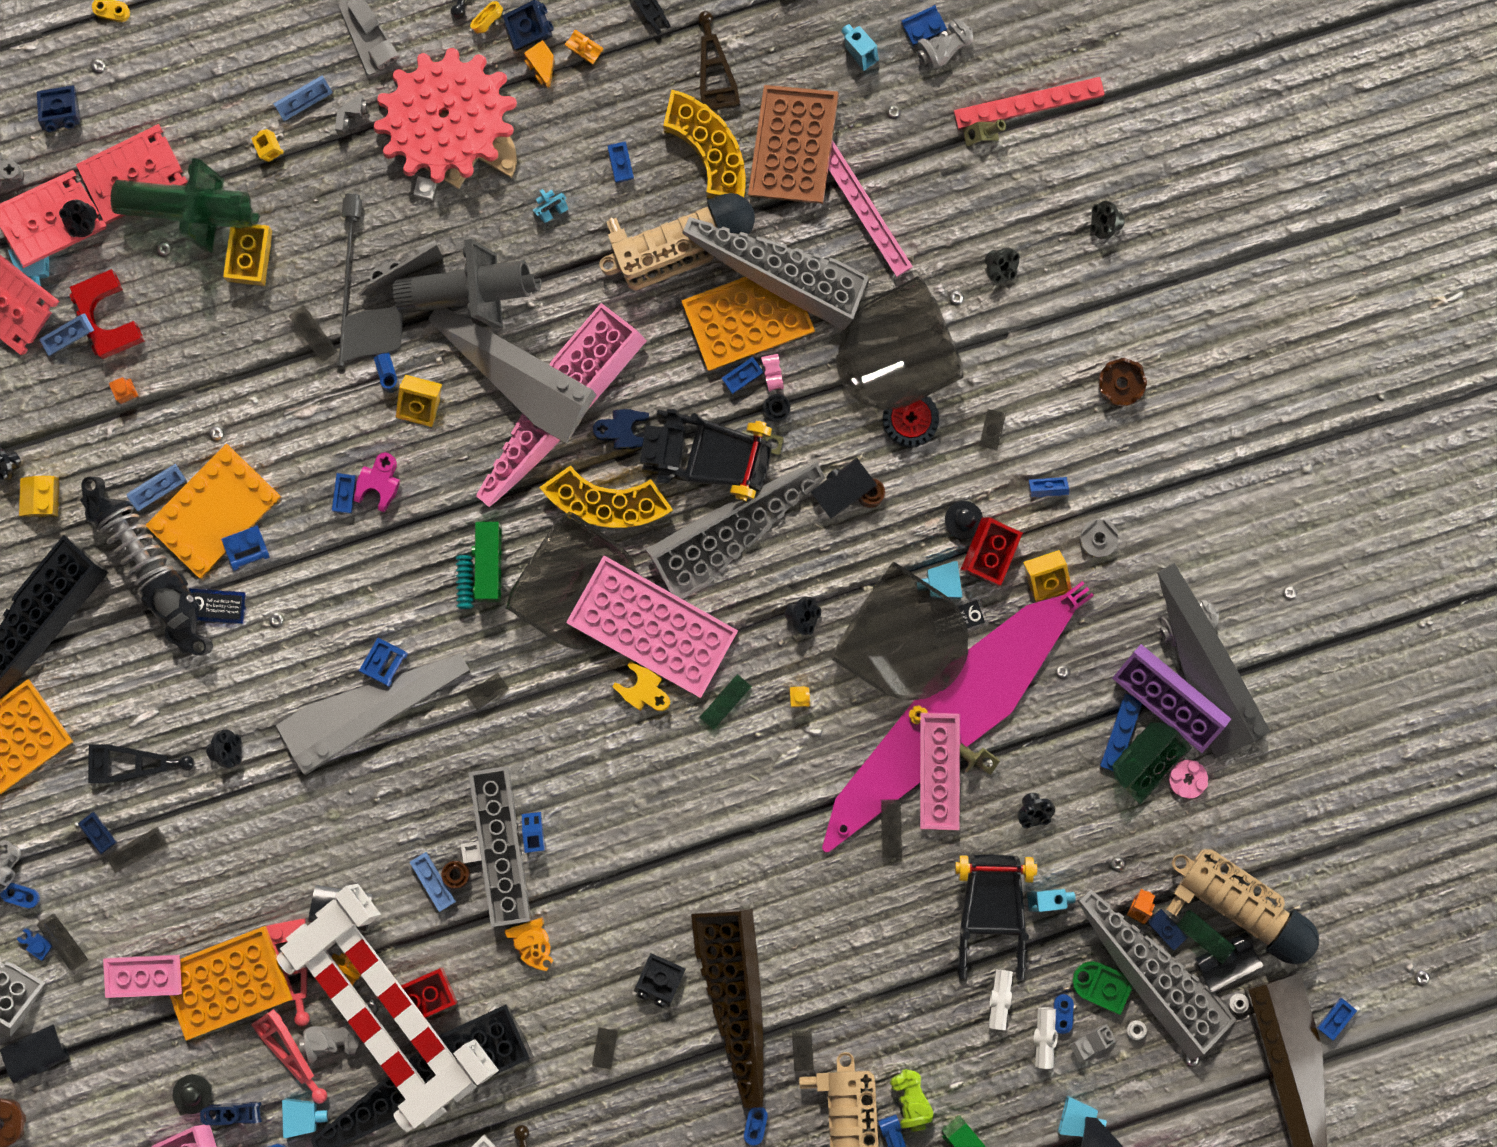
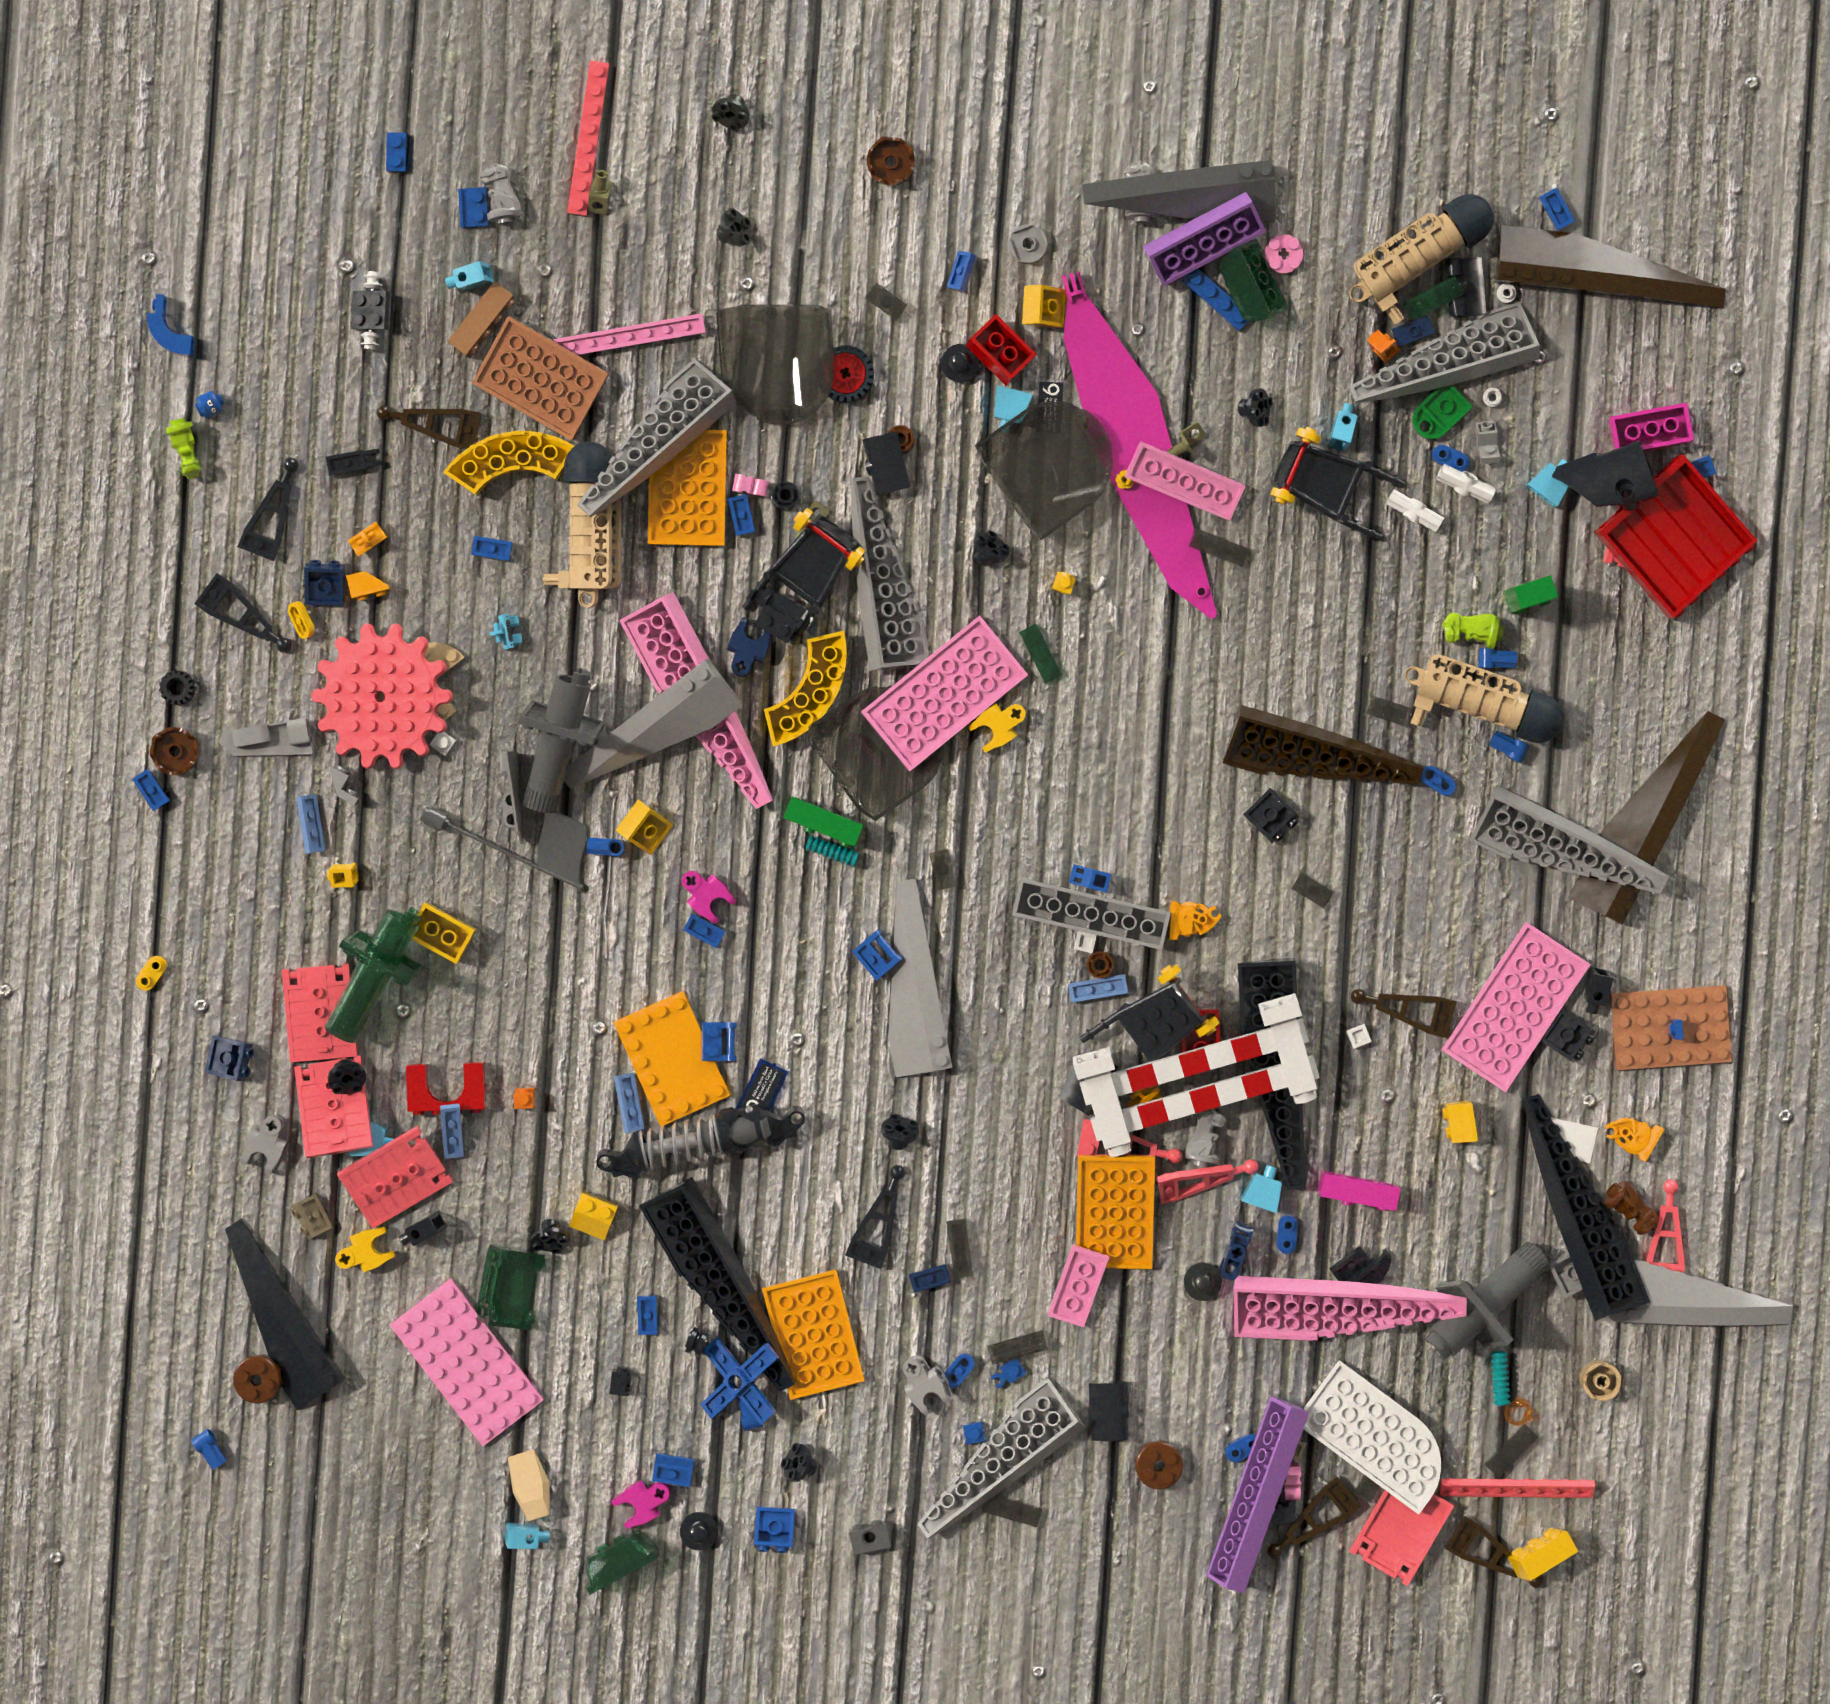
camera: 70 degrees left, 5 degrees up
(313, 333) = (541, 901): clear smoke plate -> none
(424, 950) = (1159, 1018): none -> black piece
(825, 71) = (481, 319): none -> medium nougat brick

